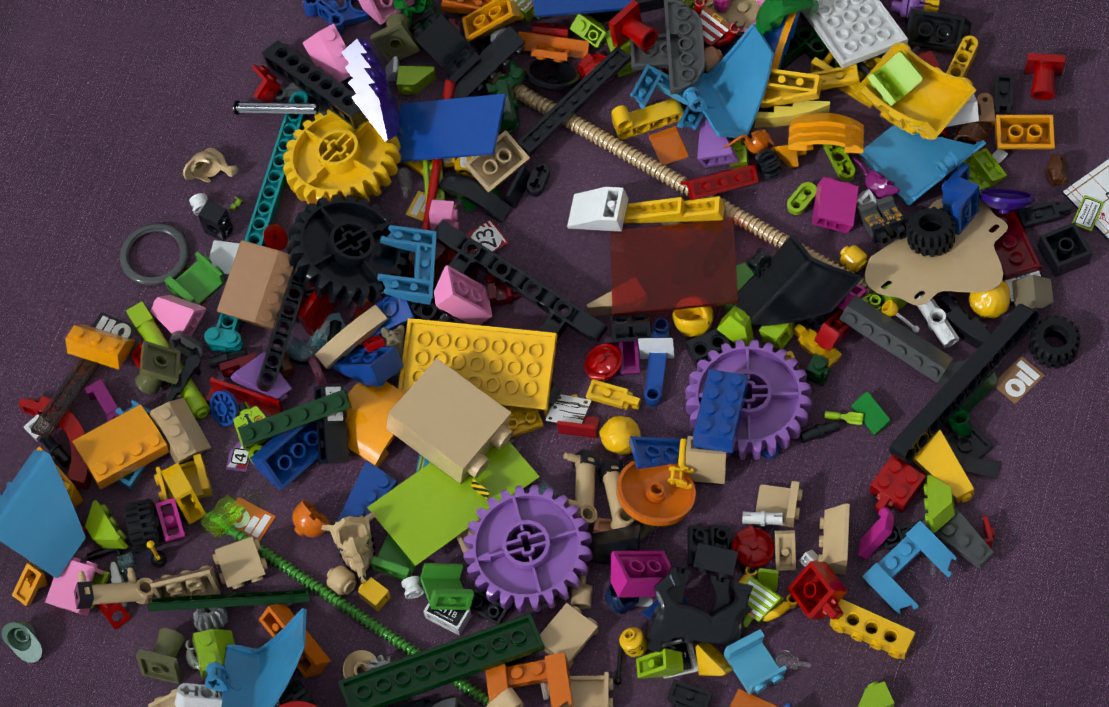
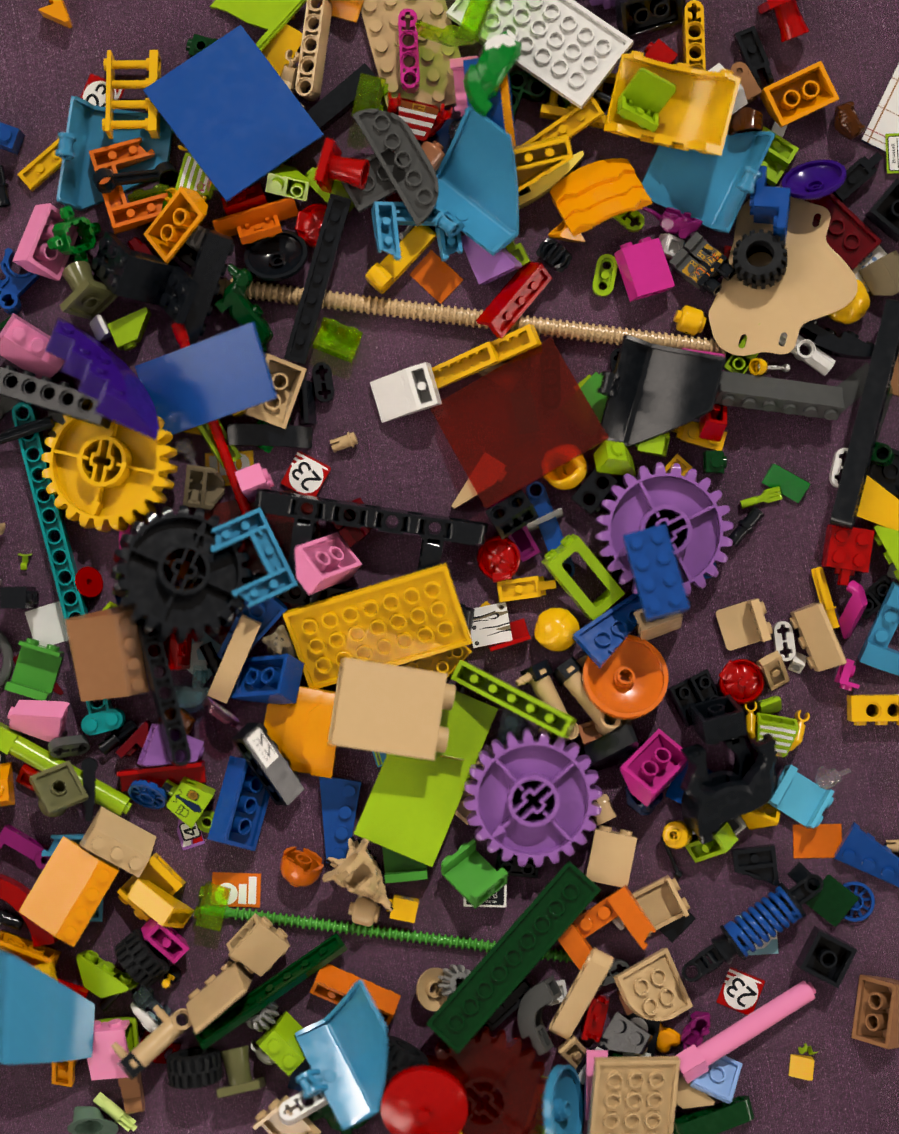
camera: 35 degrees left, 25 degrees up
(48, 646) = (115, 1112): none -> yellowish green piece
(70, 632) = (132, 1094): none -> medium nougat leg
(131, 629) = (194, 1068): none -> black tyre
(295, 418) = (232, 782): dark green plate -> none
(373, 343) = (260, 654): red tile -> none
(404, 208) = (202, 487): none -> dark tan slope
(412, 587) = (437, 883): white wheel -> none
(529, 227) = (344, 442): none -> tan pin
(555, 465) = (514, 699): none -> lime brick
(566, 153) = (337, 339): none -> clear neon green bracket
(649, 406) = (553, 563): none -> lime piece
(681, 467) = (639, 642): yellow piece -> none
(759, 141) = (530, 235): orange animal -> none
(763, 518) = (737, 648): white pin -> none
(803, 534) = (789, 640): none -> white beam
(818, 591) = (830, 702): red hinge -> none
(848, 580) = (844, 673): none -> dark pink bracket
(857, 525) = (824, 595): none -> yellow axle

